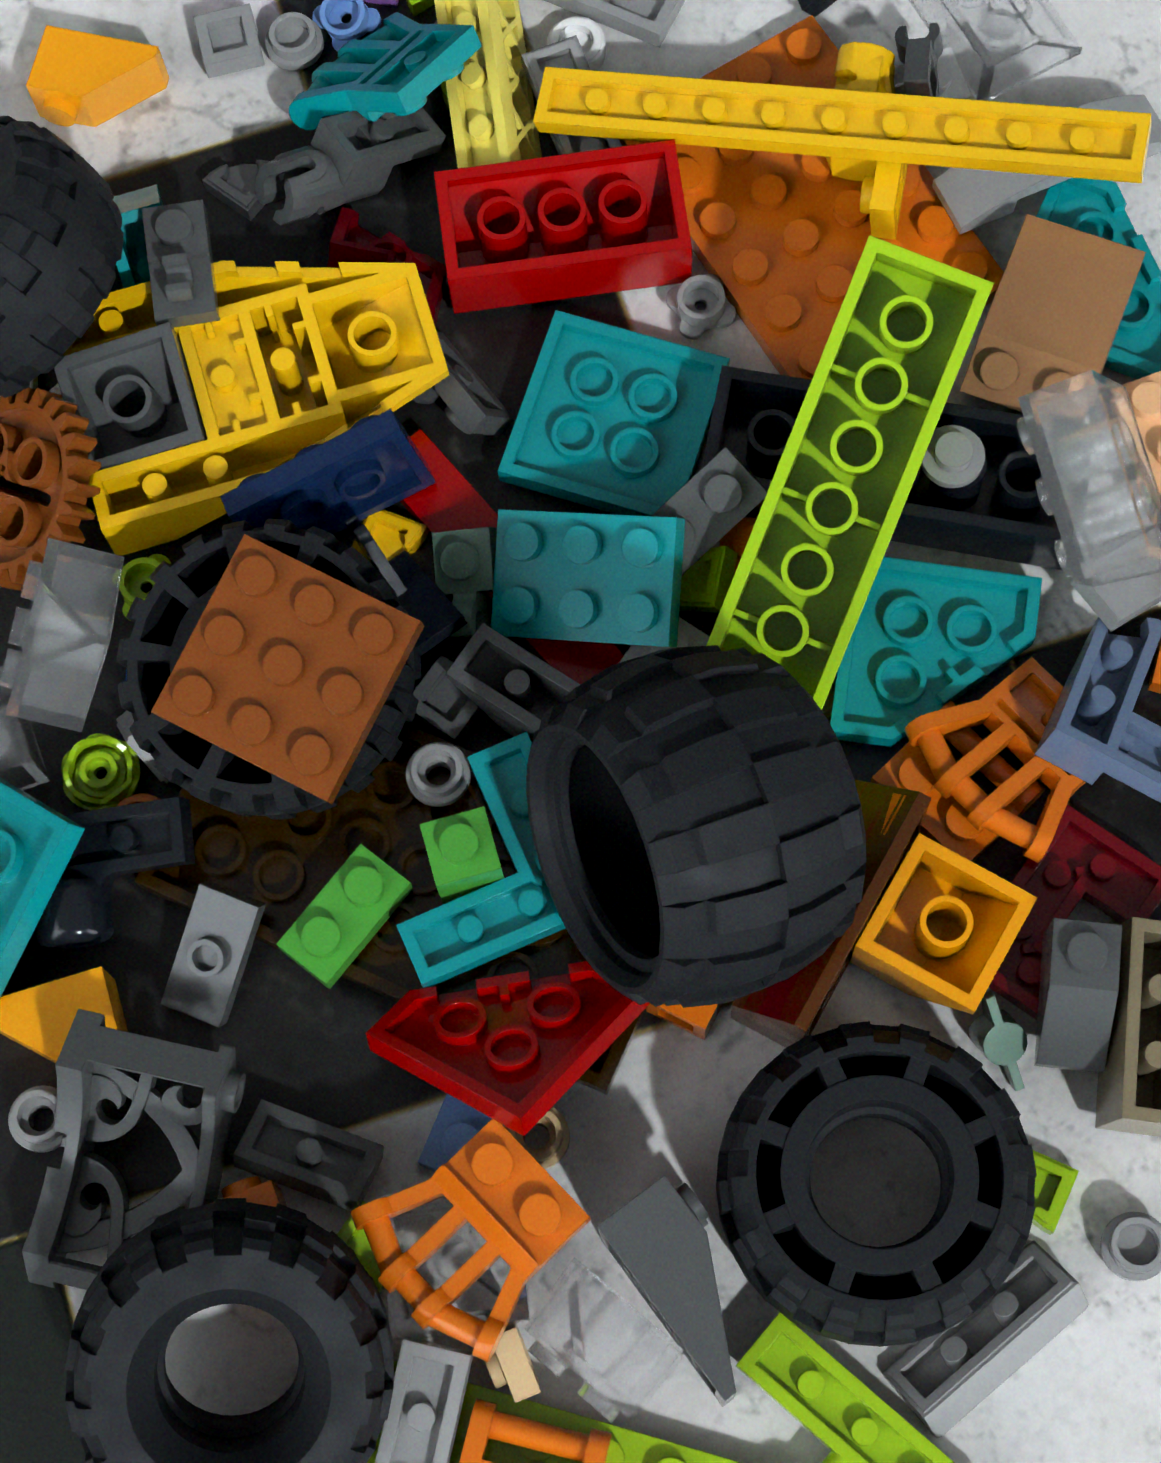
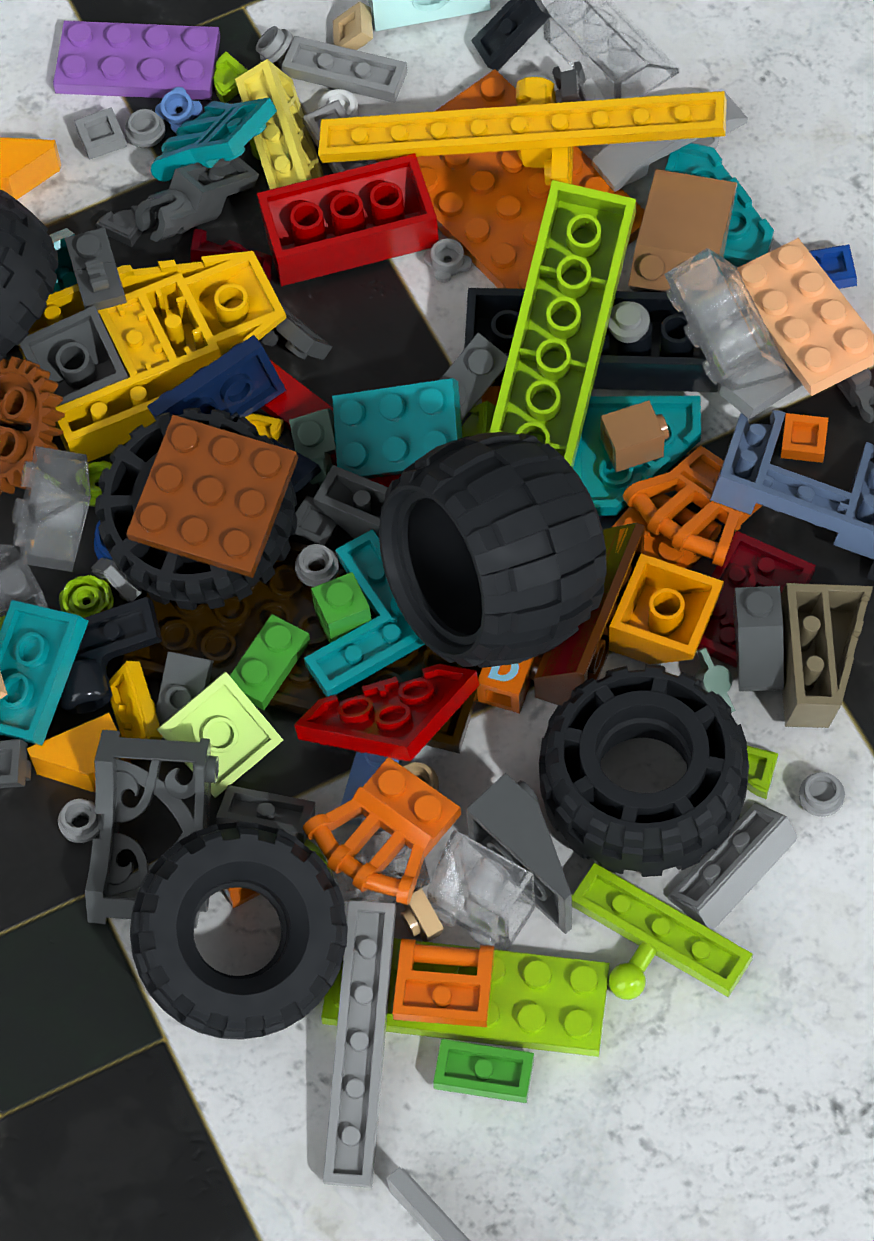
camera: 10 degrees left, 10 degrees down
(143, 959) = (133, 703): none -> yellow plate
(265, 1010) = (231, 723): none -> yellowish green plate
(611, 417) = (396, 332): teal plate -> none
(935, 635) = (633, 435): none -> medium nougat brick

